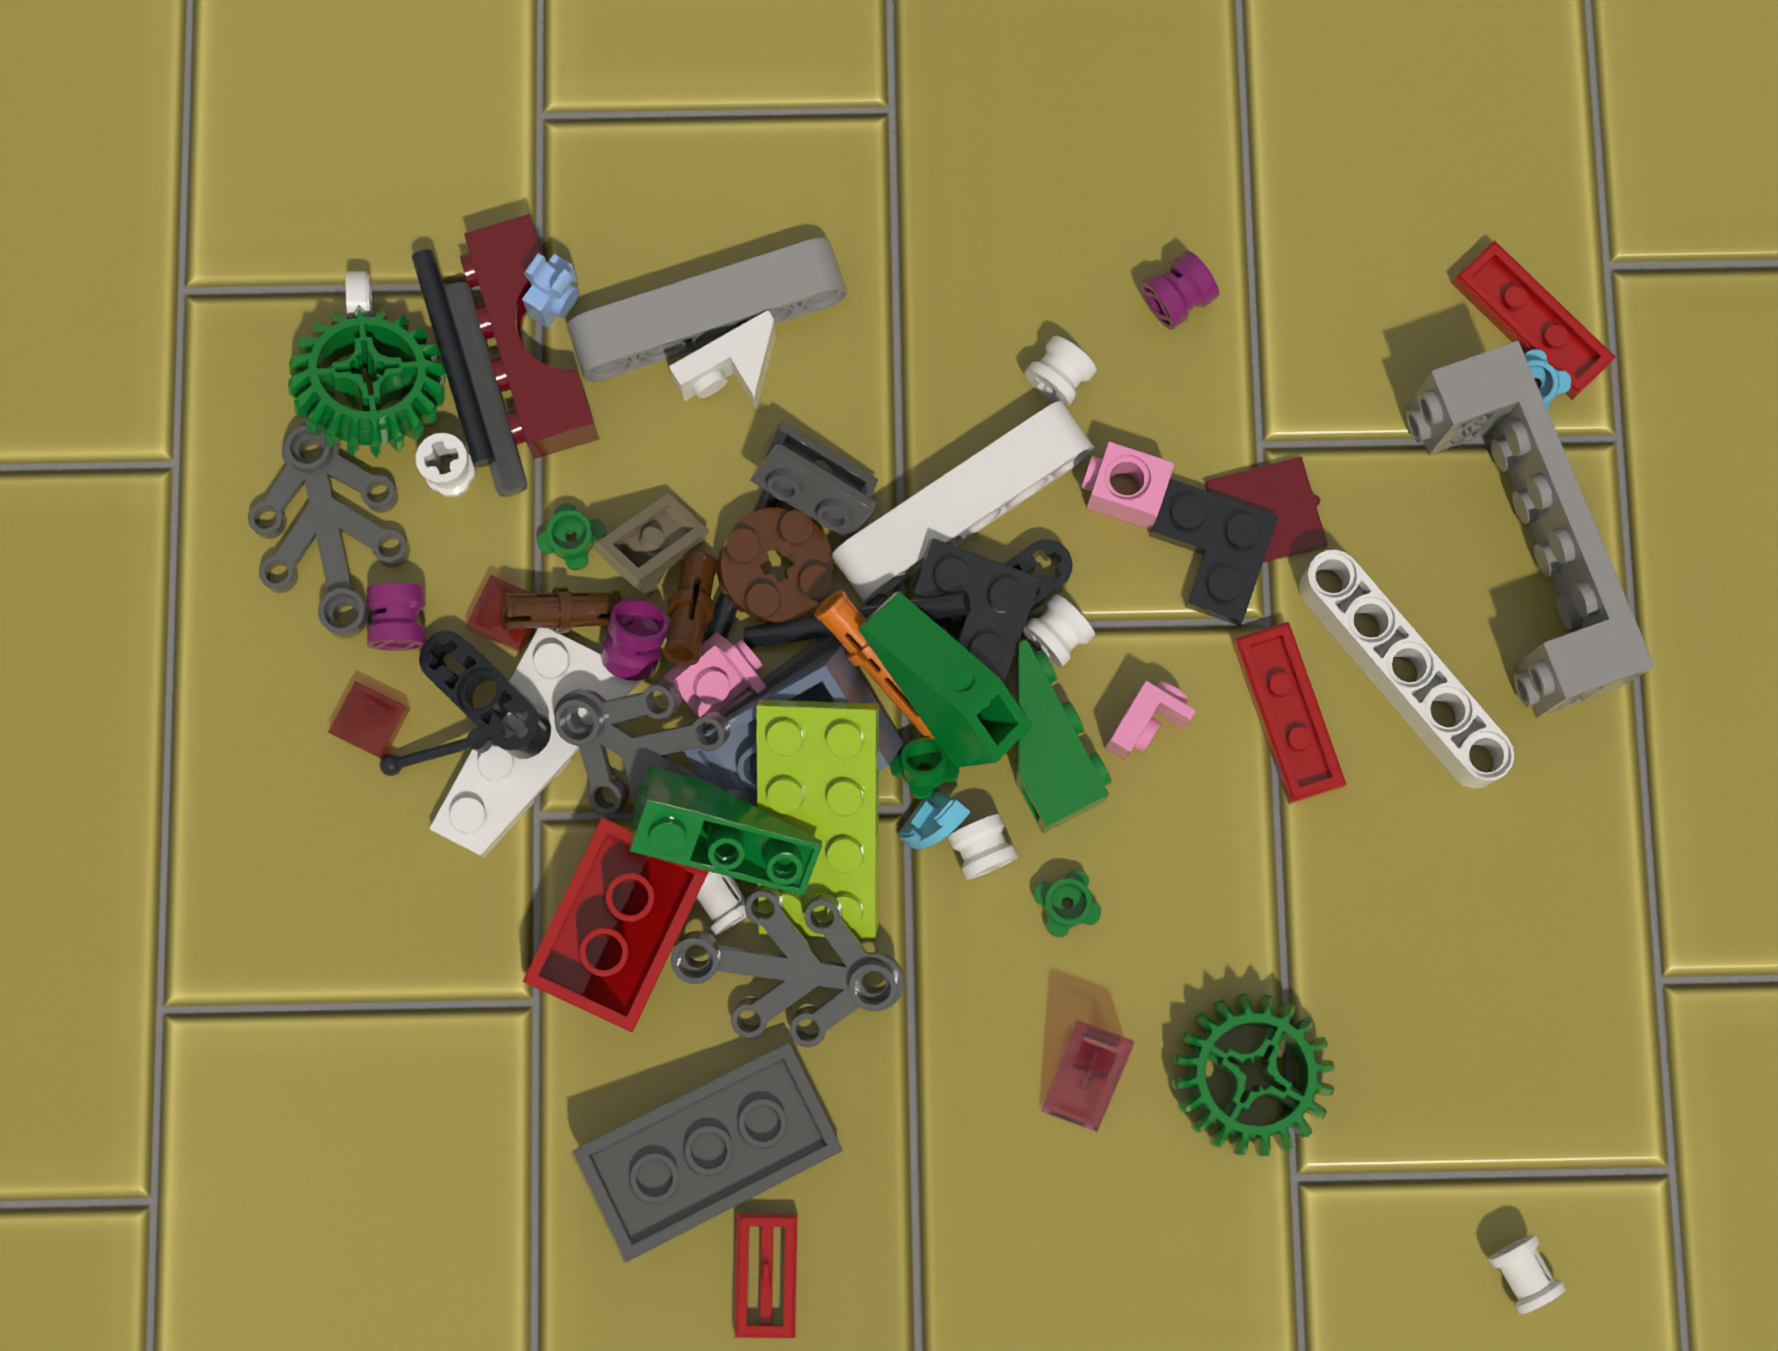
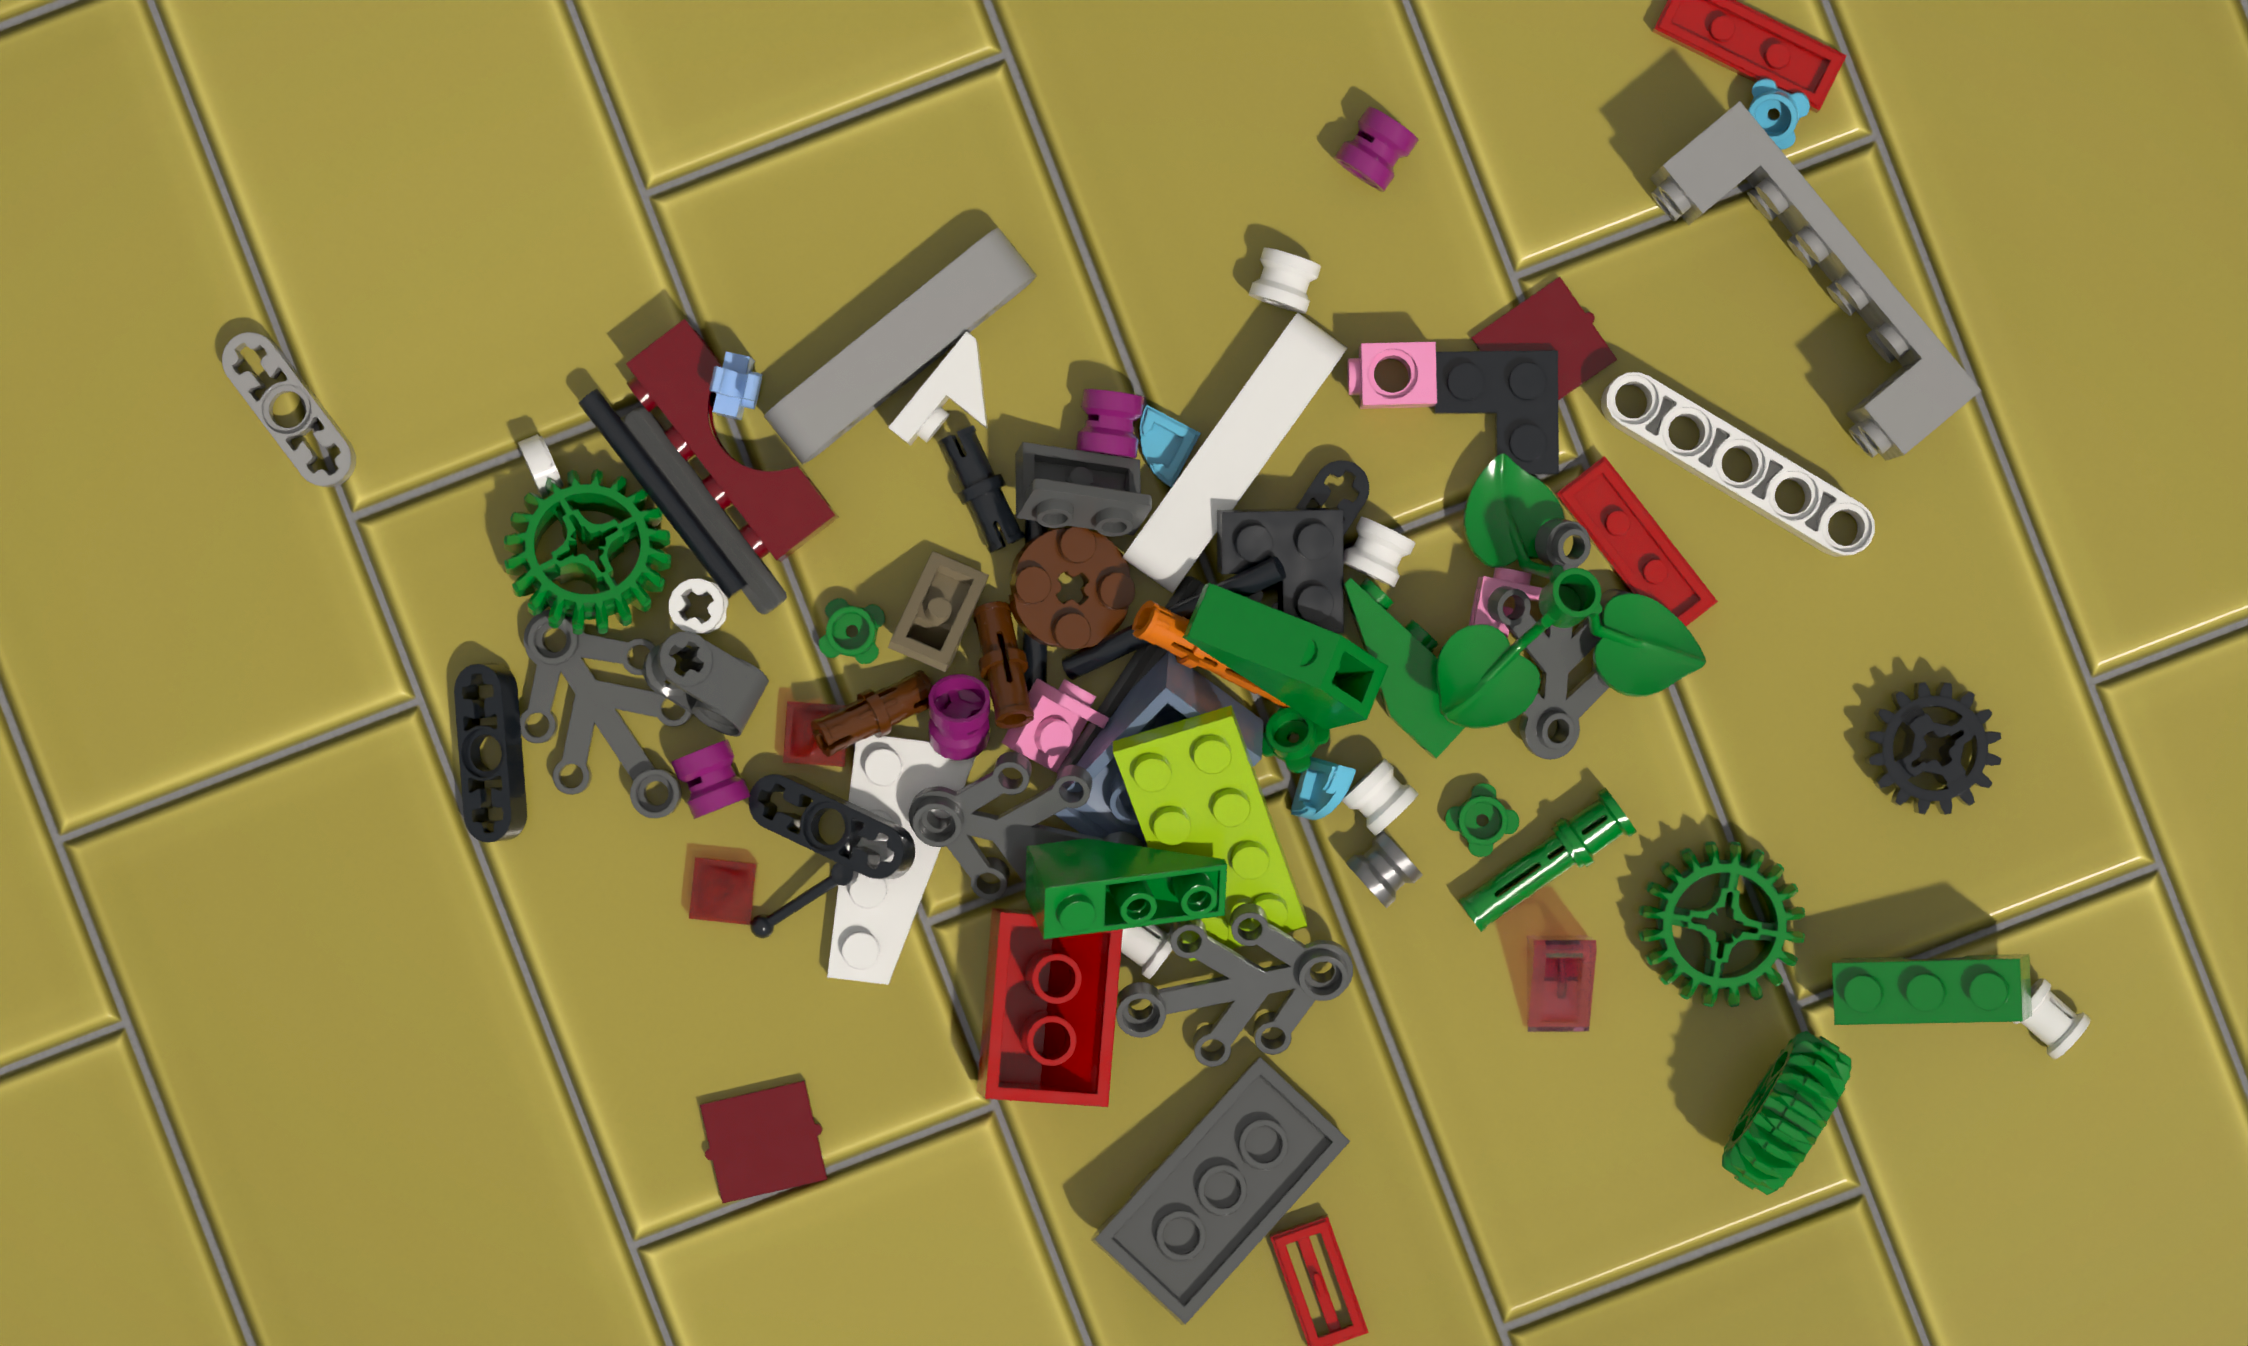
camera: 20 degrees left, 10 degrees up
(149, 163) = (274, 364): none -> light grey beam
(223, 548) = (507, 732): none -> black beam
(315, 958) = (763, 1141): none -> dark red piece
(428, 534) = (714, 685): none -> dark grey piece
(731, 456) = (981, 489): none -> black pin
(865, 435) = (1110, 423): none -> magenta wheel
(905, 473) = (1165, 444): none -> medium azure tile
(963, 913) = (1384, 869): none -> flat silver wheel
(1118, 766) = (1485, 678): none -> green plant
(1142, 953) = (1486, 907): none -> green pin
(1187, 770) = (1556, 650): none -> dark grey plant
(1257, 1268) = (1786, 1112): none -> green gear
(1430, 1203) = (1932, 990): none -> green arch
(1505, 1006) = (1947, 771): none -> black gear

